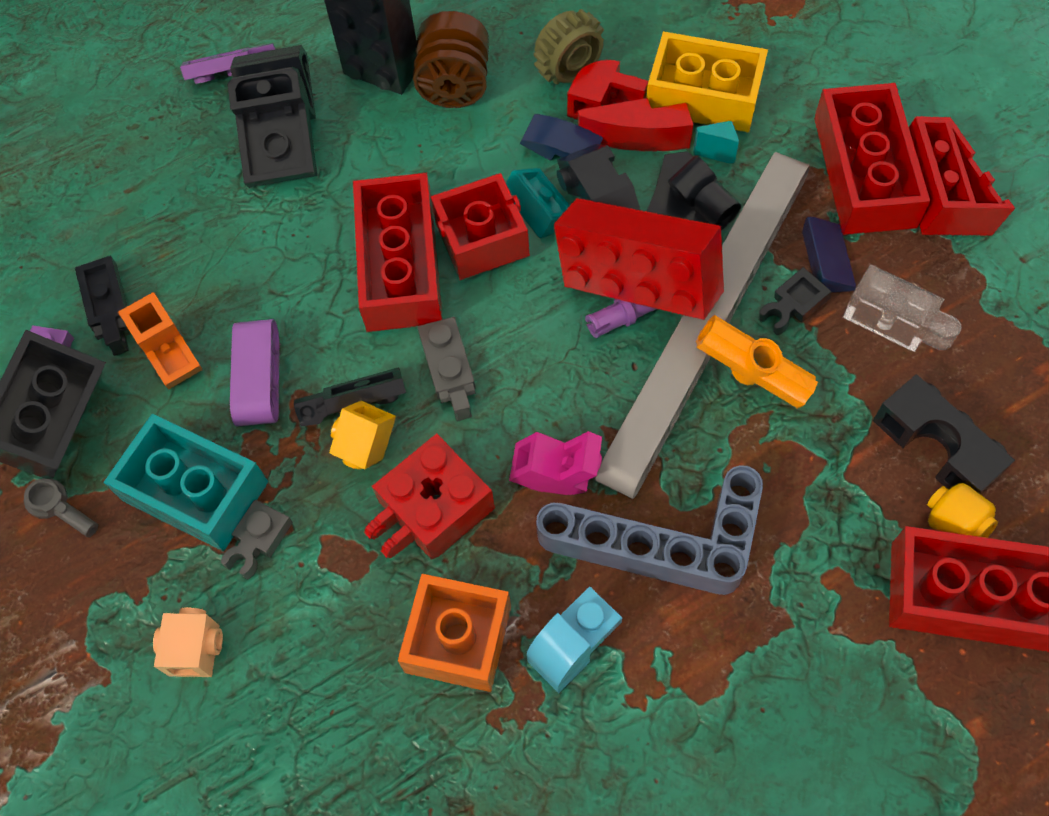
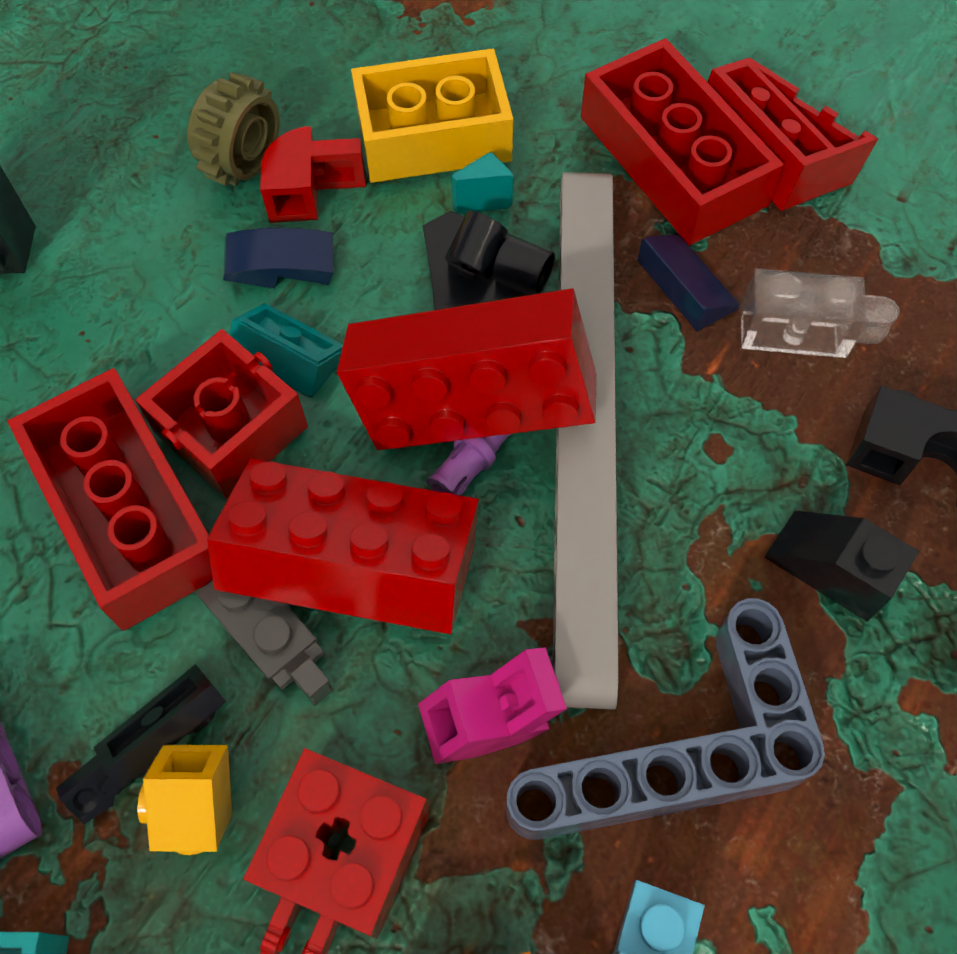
camera: 30 degrees left, 0 degrees up
(451, 59) = (77, 199): reddish brown wheel -> none
(517, 333) = (345, 545): none -> red brick
(593, 177) = (352, 290): black brick -> none
(638, 127) = (373, 201): red slope -> none
(774, 371) = (682, 450): light orange piece -> none
(796, 297) = (681, 346): black plate -> none
(830, 474) = (843, 559): none -> black slope

